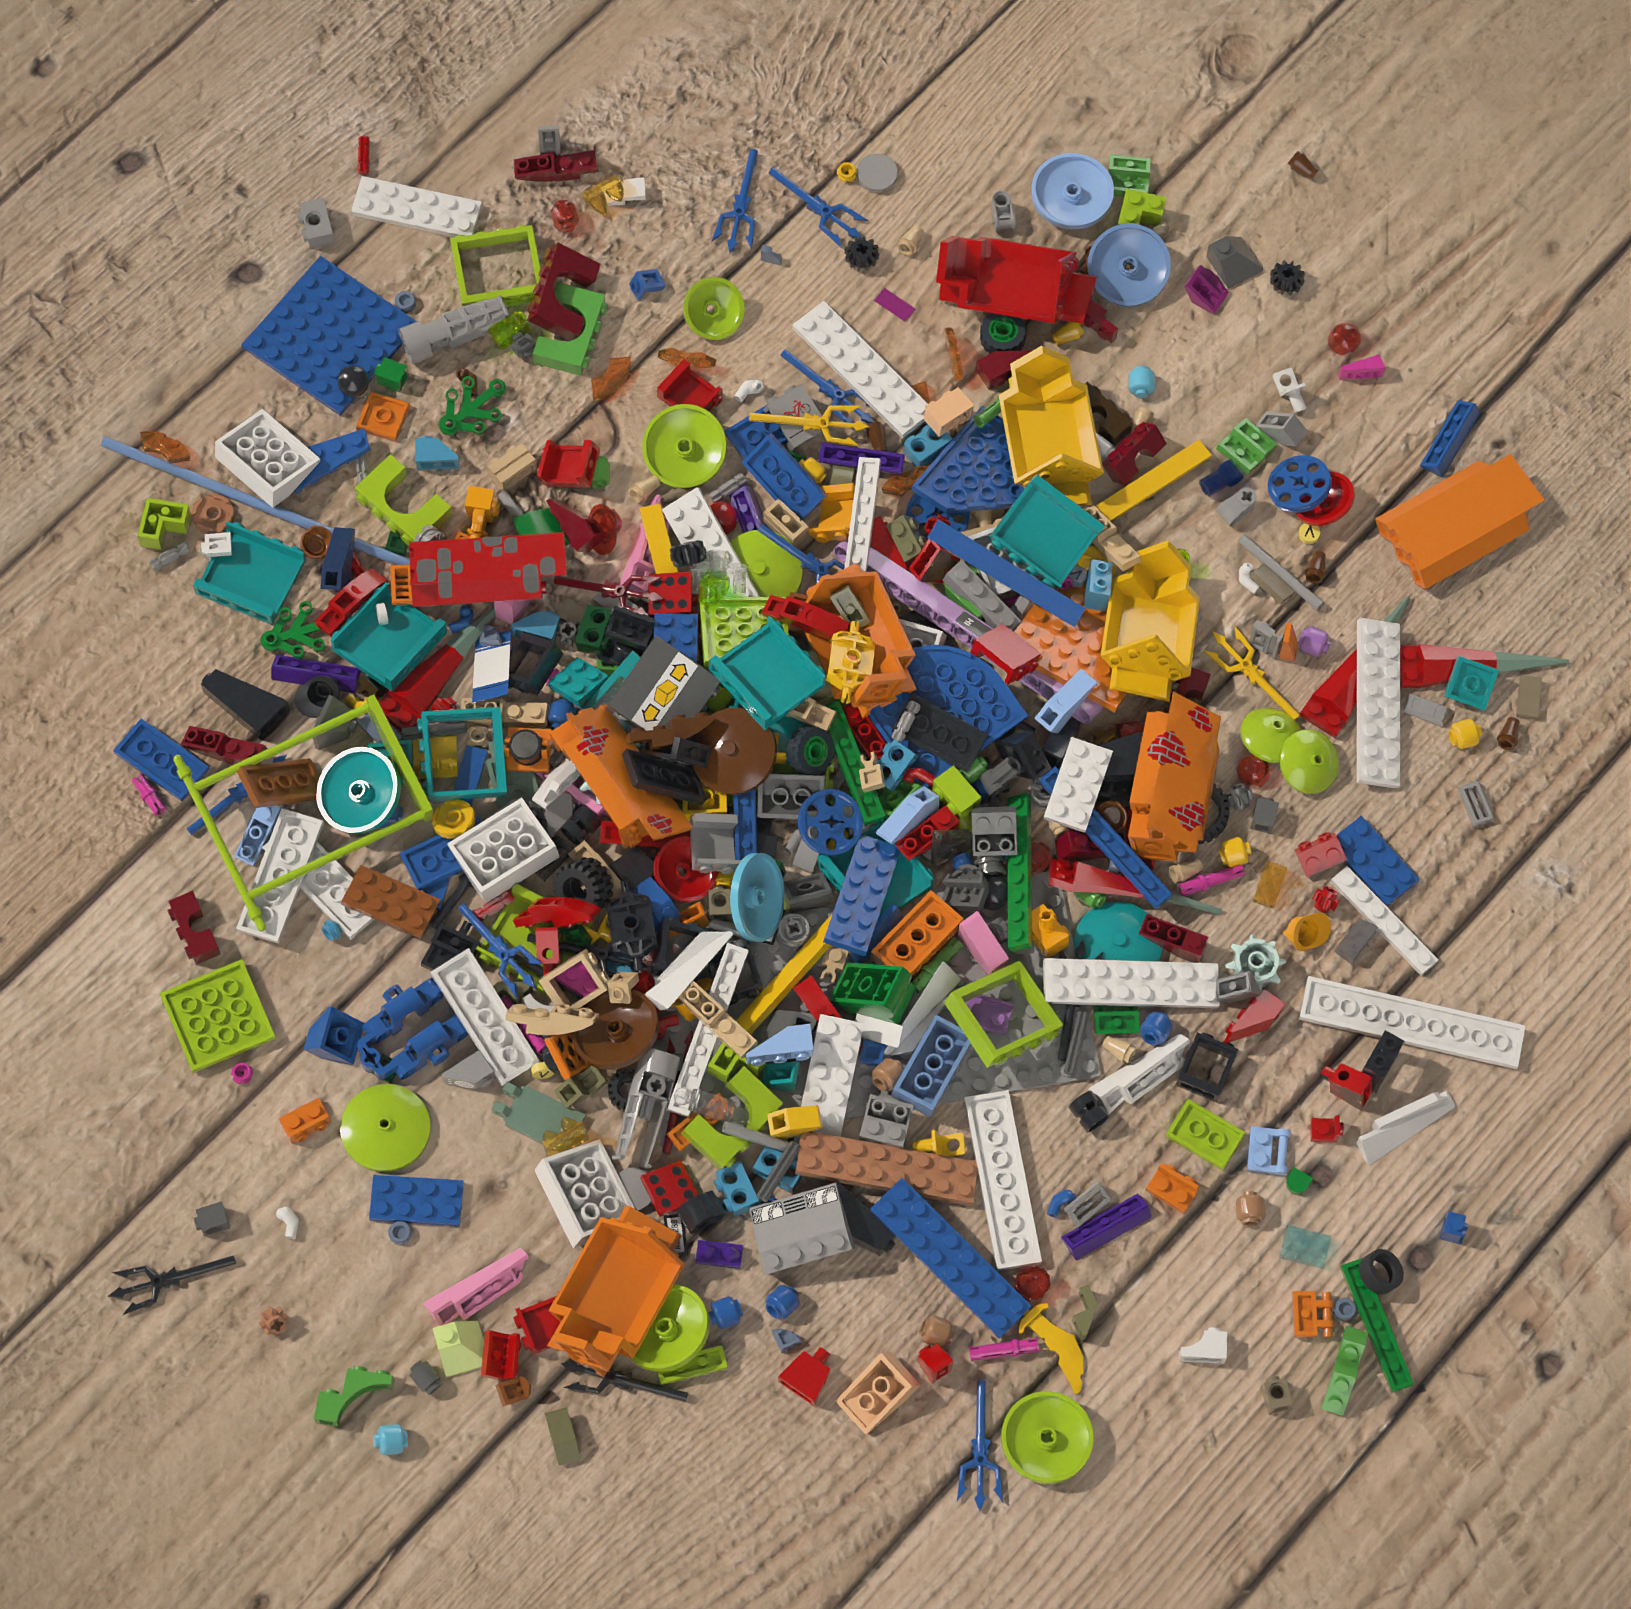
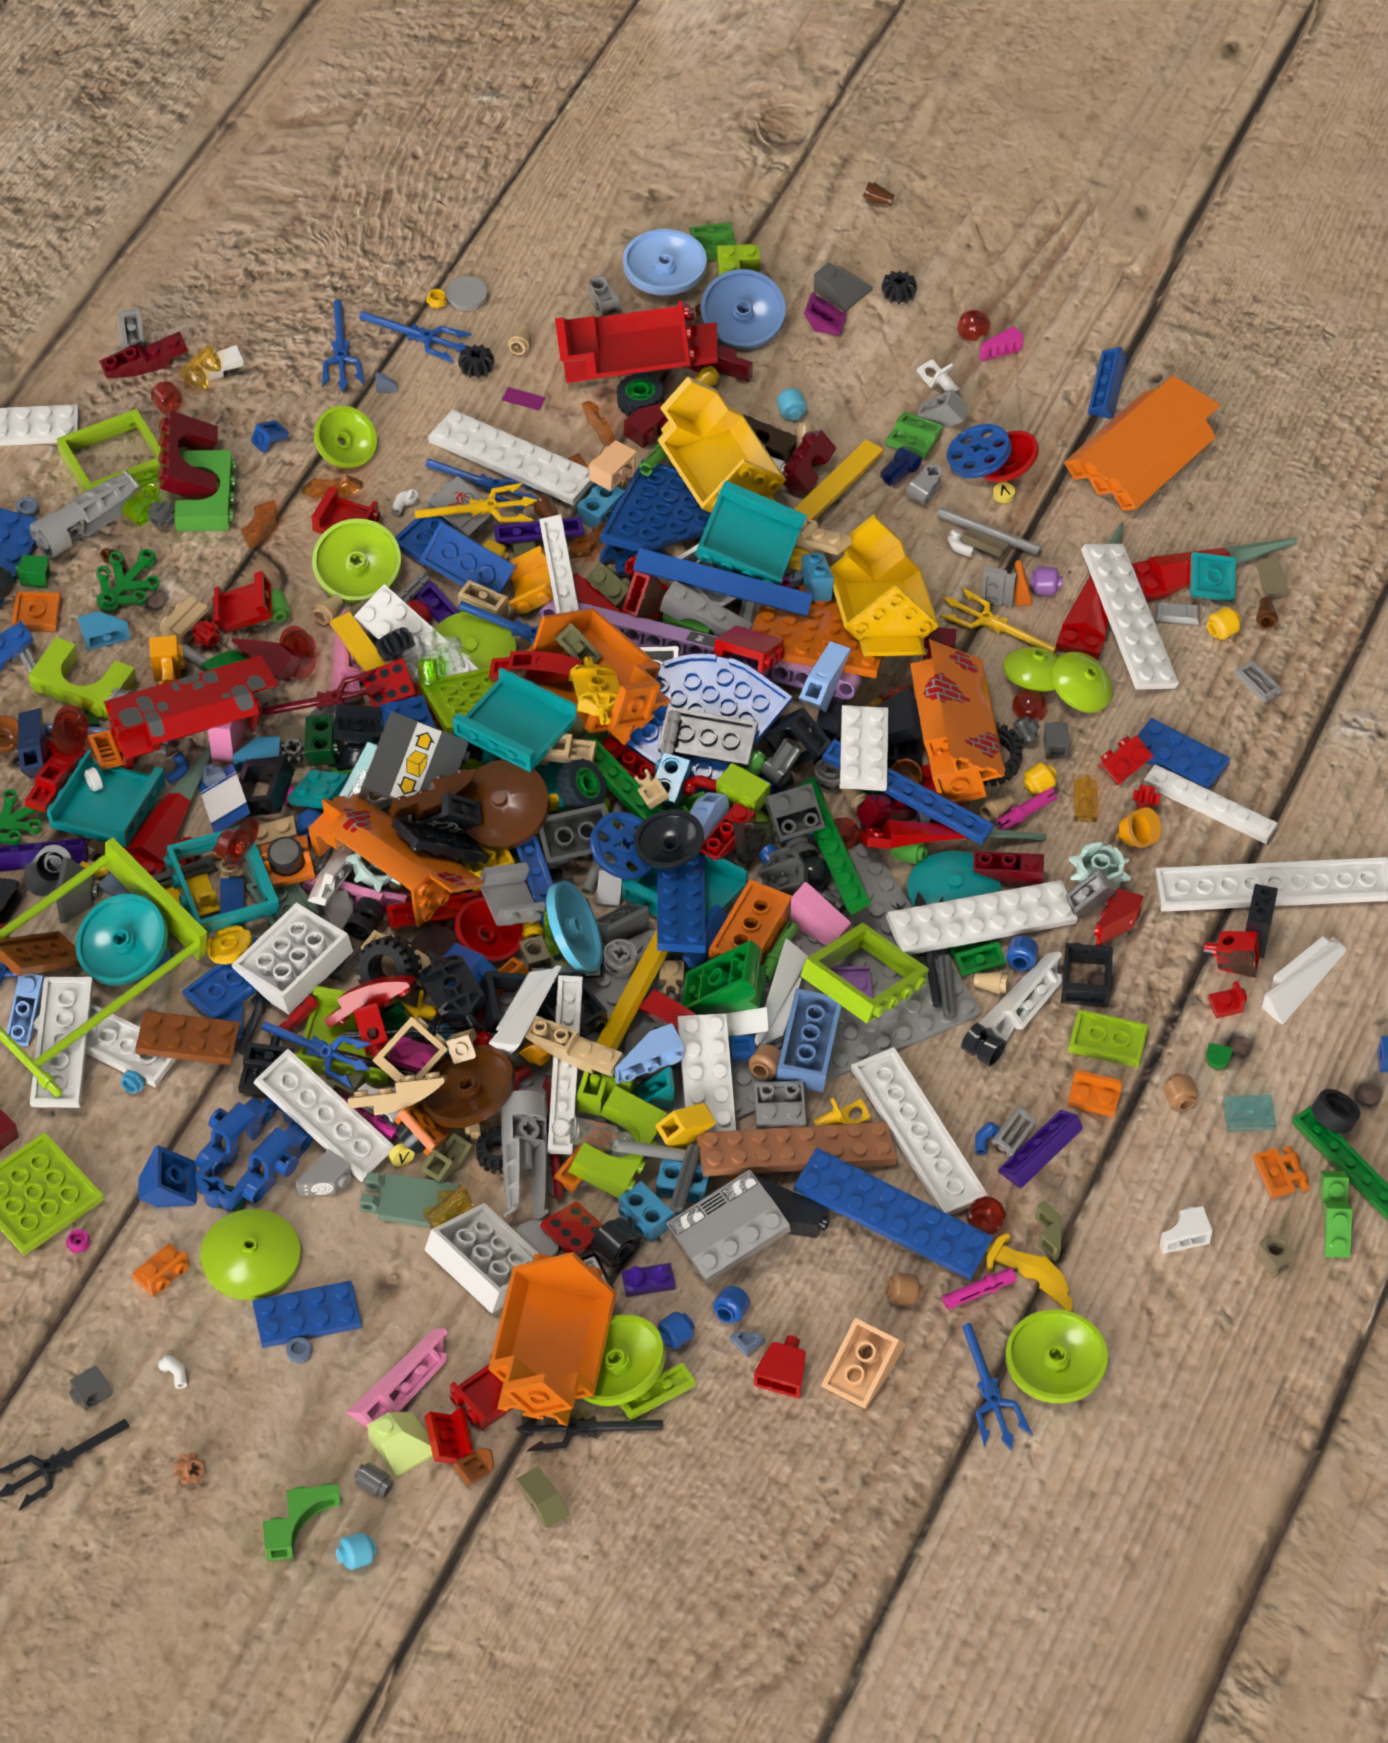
camera: 15 degrees left, 15 degrees down
(374, 558) = (70, 730): none -> clear red piece
(481, 727) = (235, 843): none -> clear red piece
(526, 486) = (206, 634): none -> red gear
(866, 820) = (666, 831): none -> black dish
(934, 1362) = (913, 1317): red slope -> none
(1047, 932) = (883, 891): light orange brick -> none
(1261, 1147) = (1170, 1039): light blue plate -> none
(1316, 568) = (1023, 521): reddish brown cone -> none
(1345, 1309) = (1312, 1160): sand blue tile -> none
(1356, 940) = (1190, 827): flat silver slope -> none

